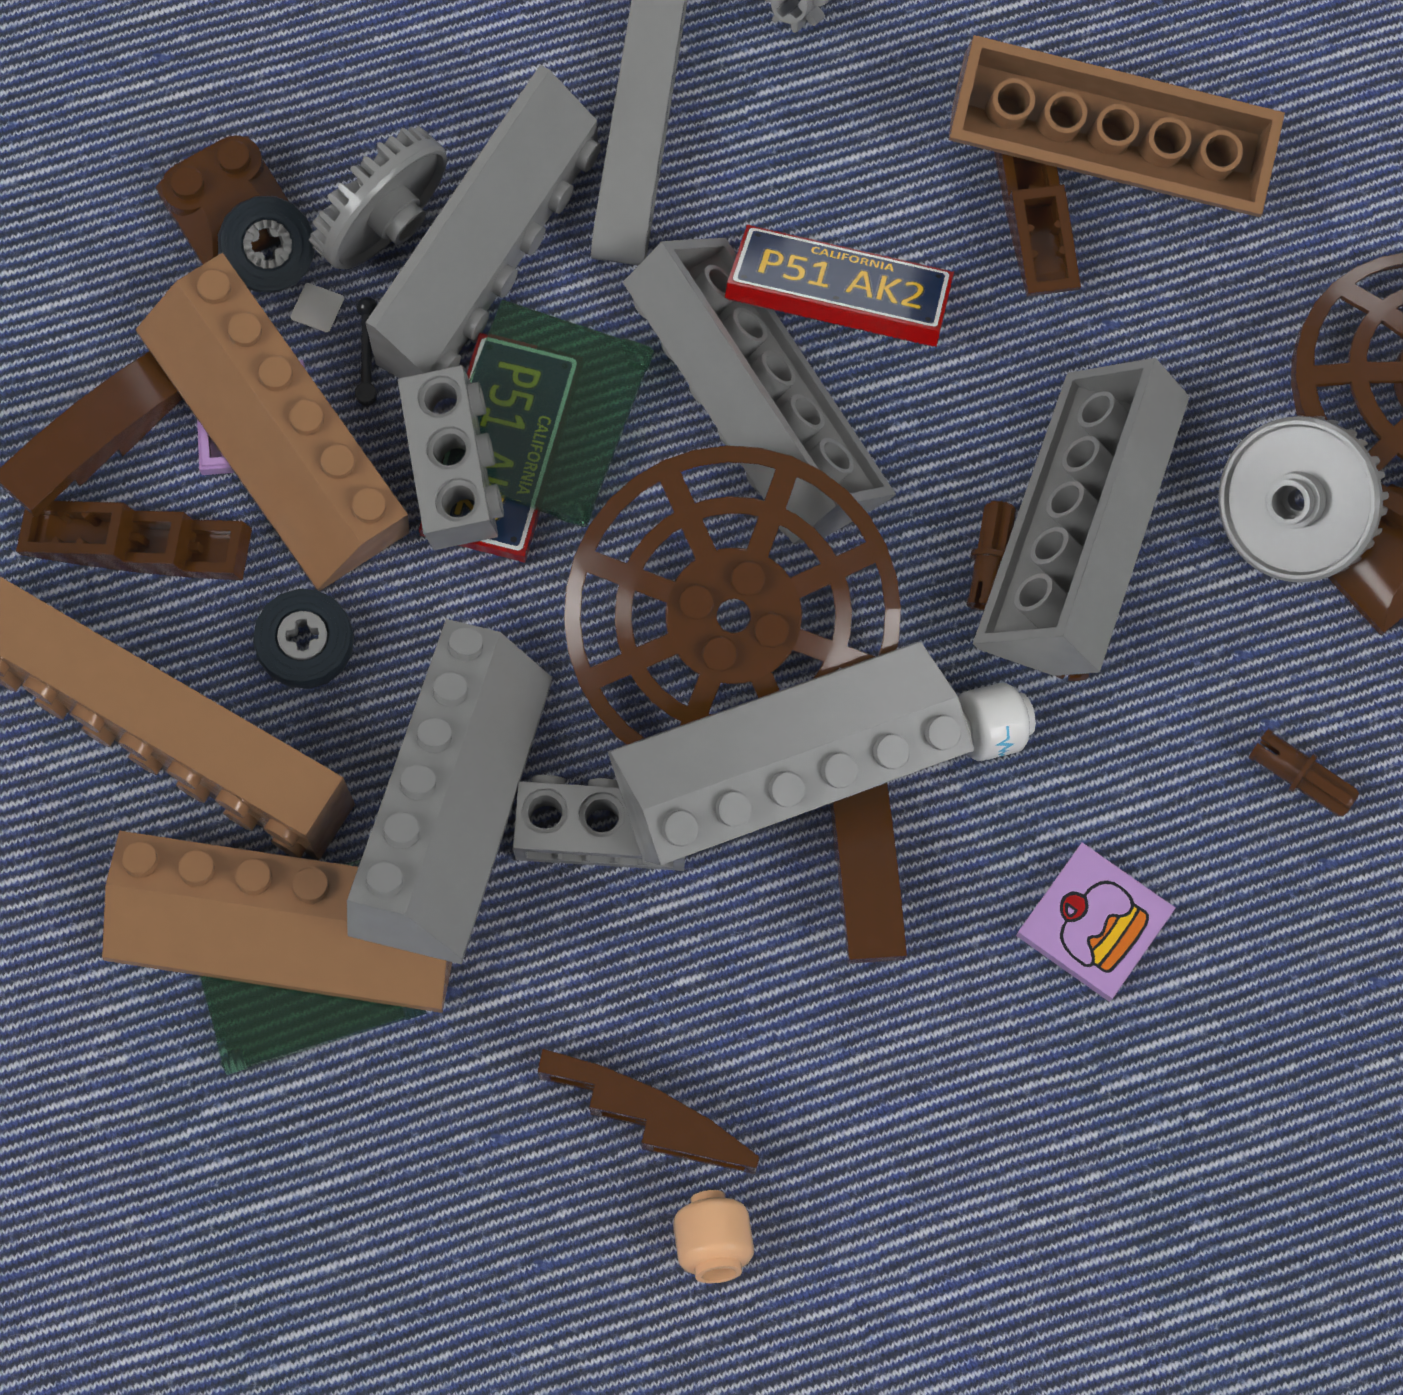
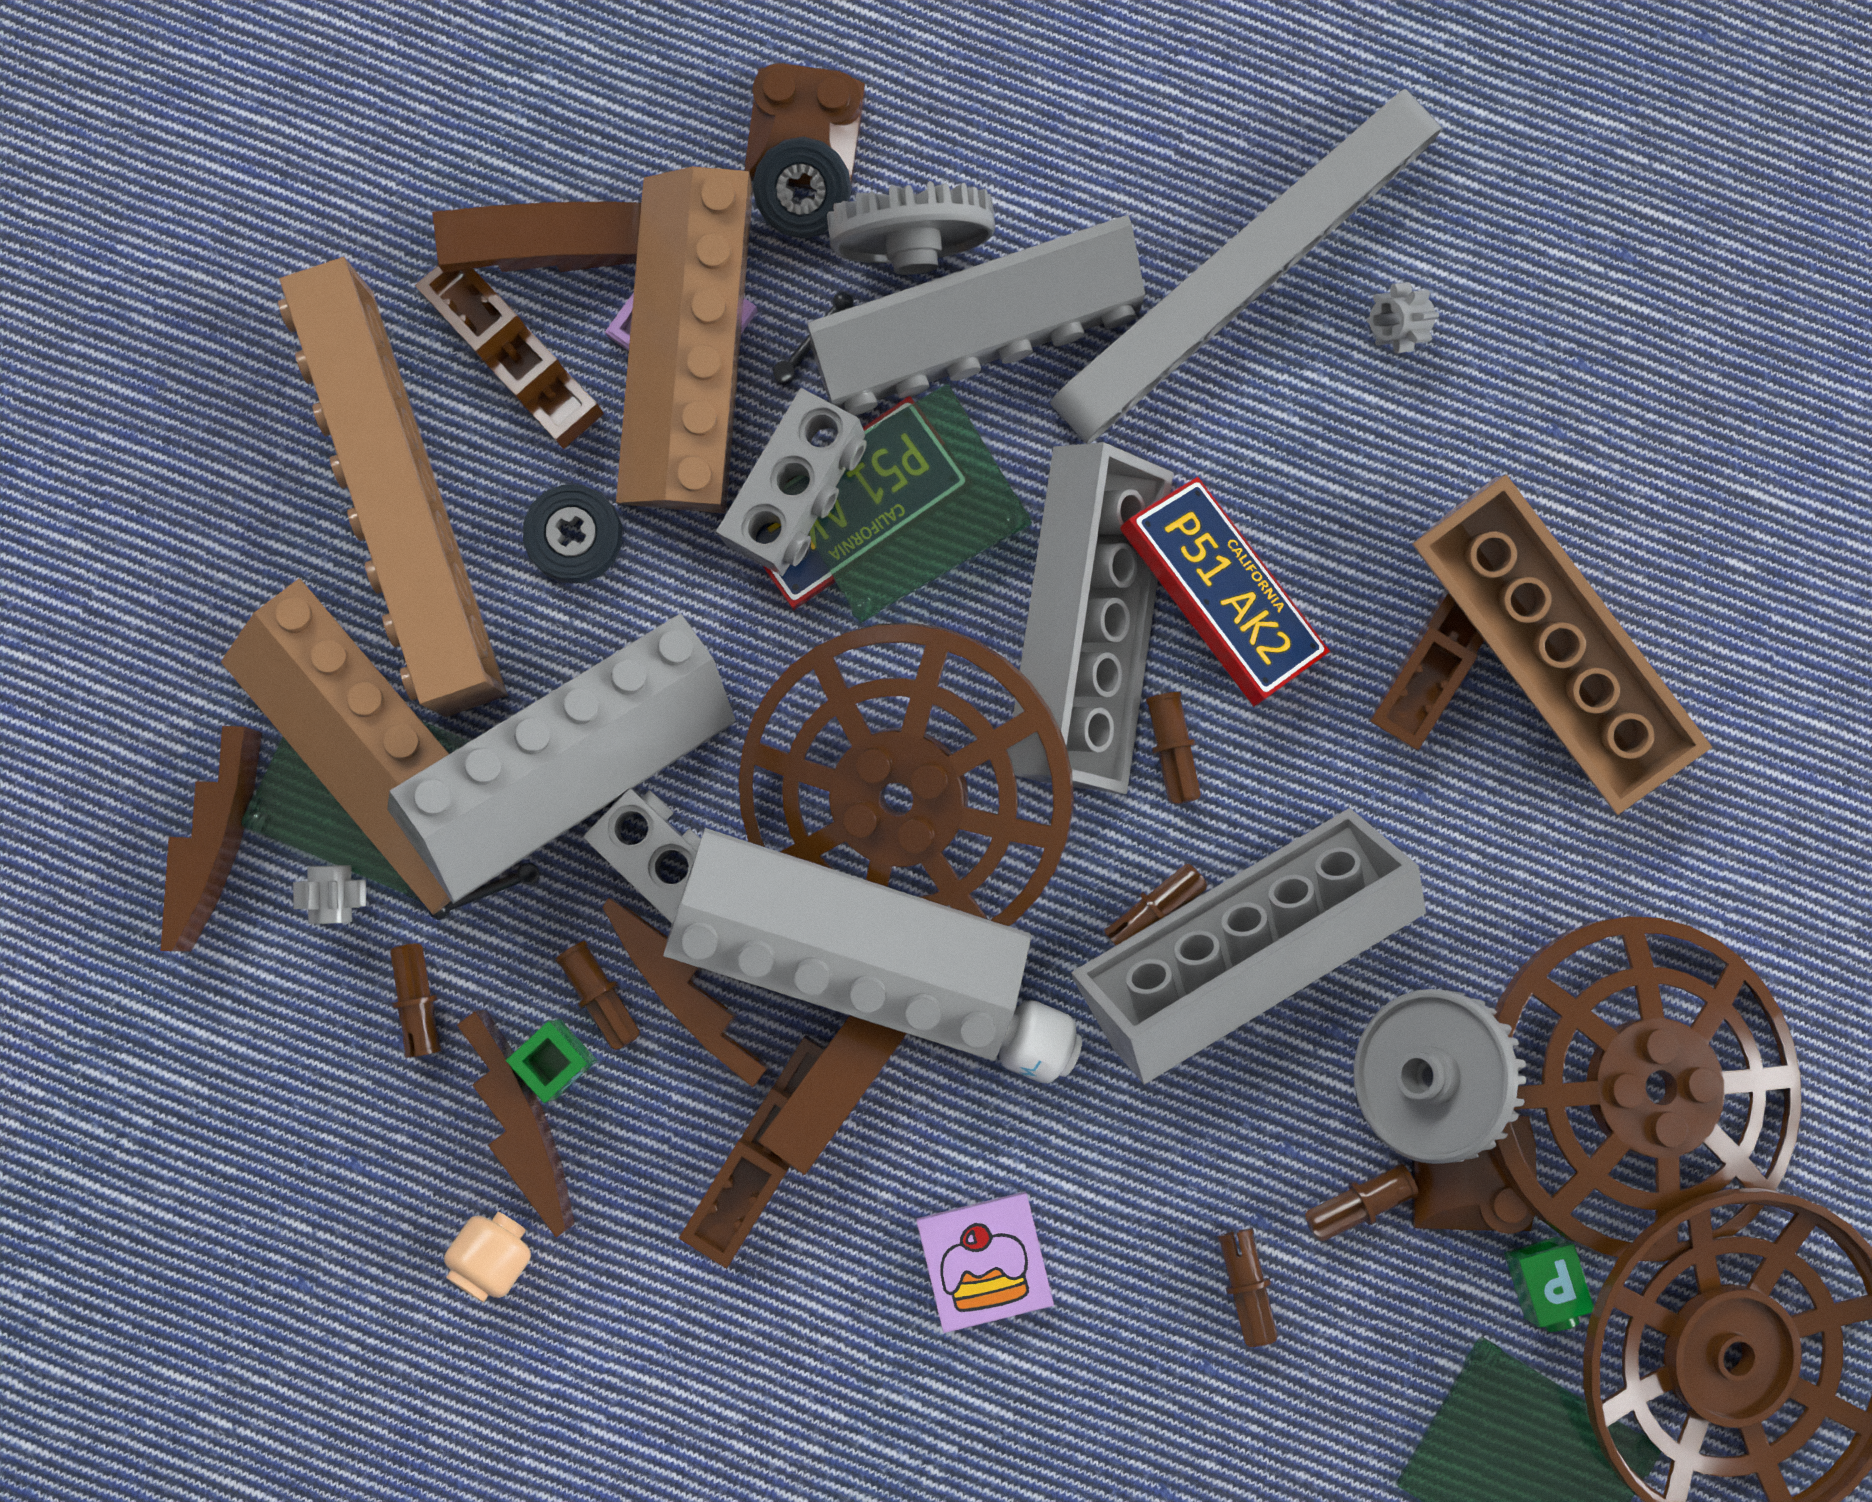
camera: 40 degrees right, 10 degrees up
(217, 1119) = (202, 863): none -> reddish brown slope
(317, 307) = (806, 270): white sticker -> none
(346, 1061) = (329, 894): none -> light grey gear
(483, 1091) = (414, 1001): none -> reddish brown axle
(488, 925) = (527, 874): none -> black hinge
(626, 968) = (598, 996): none -> reddish brown axle
(635, 1038) = (551, 1060): none -> green brick
(666, 901) = (673, 983): none -> reddish brown slope
(860, 997) = (748, 1173): none -> reddish brown slope
(901, 430) = (1174, 747): none -> reddish brown axle
(1330, 643) = (1361, 1203): none -> reddish brown axle

